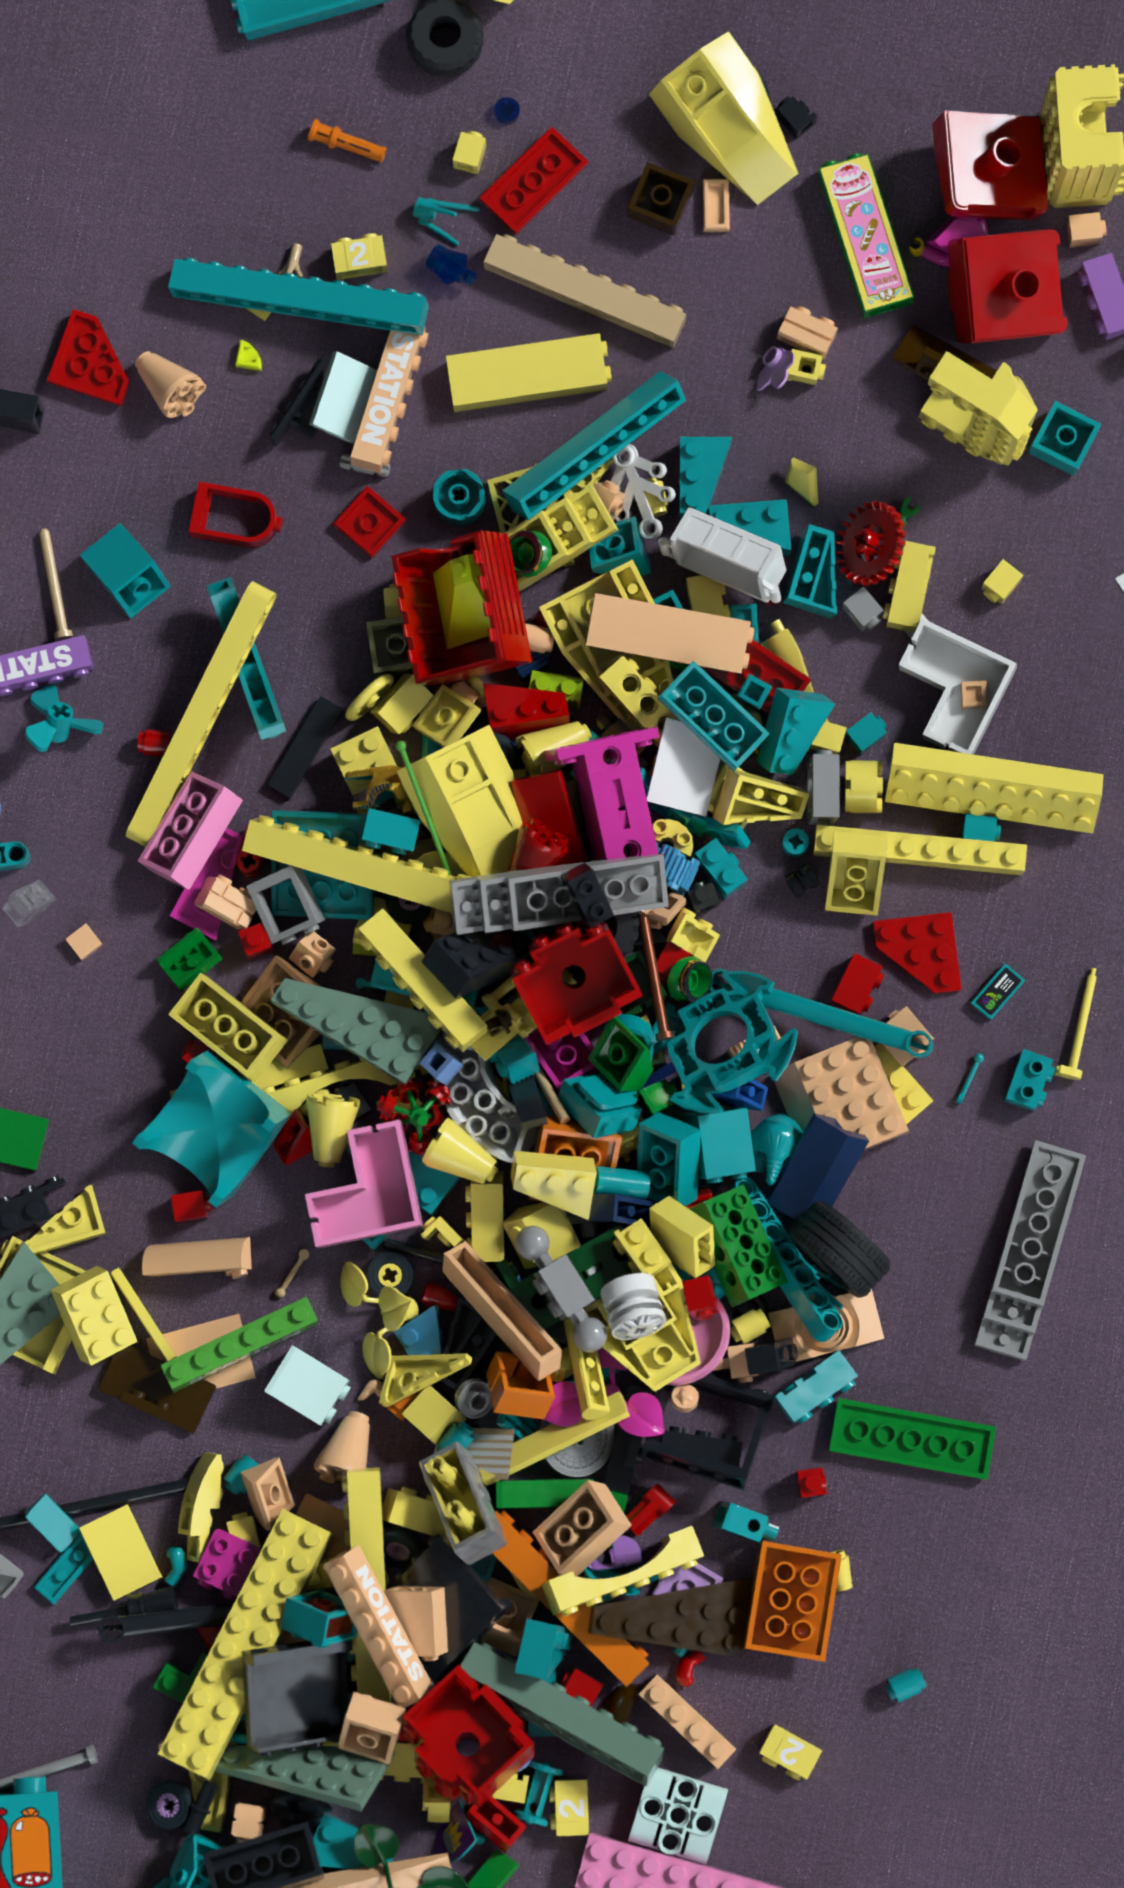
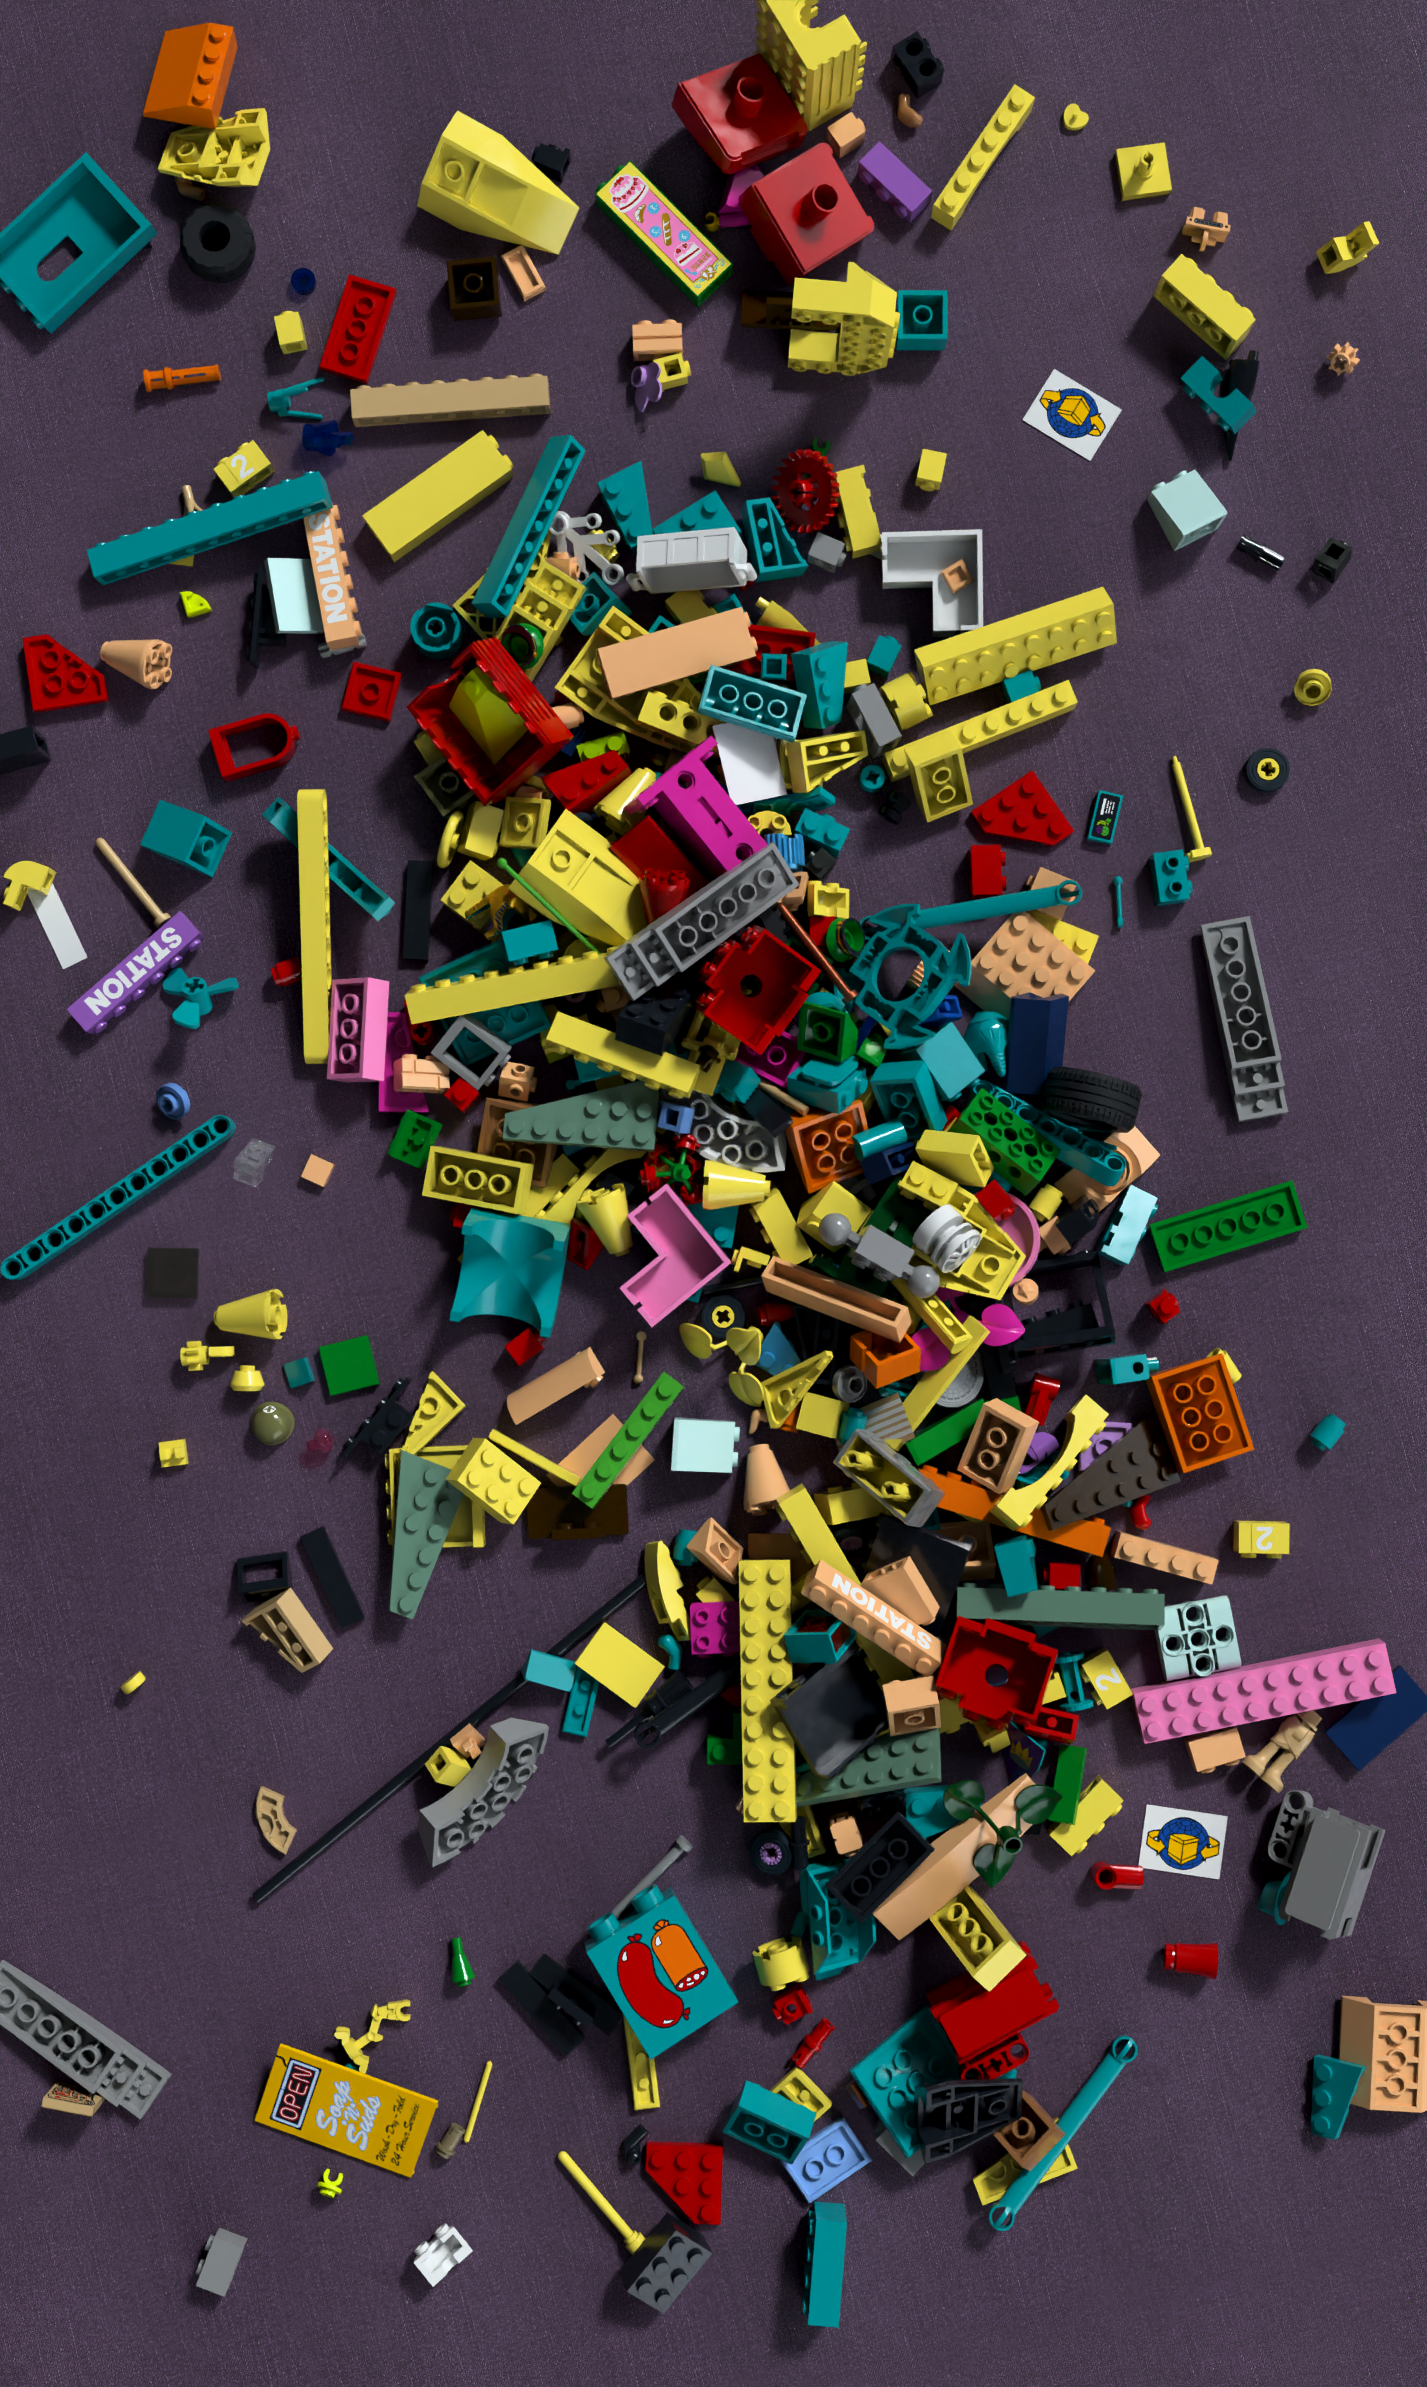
camera: 30 degrees left, 5 degrees up
(556, 1180) = (825, 1165): light yellow wedge -> none
(587, 895) = (728, 908): black brick -> none

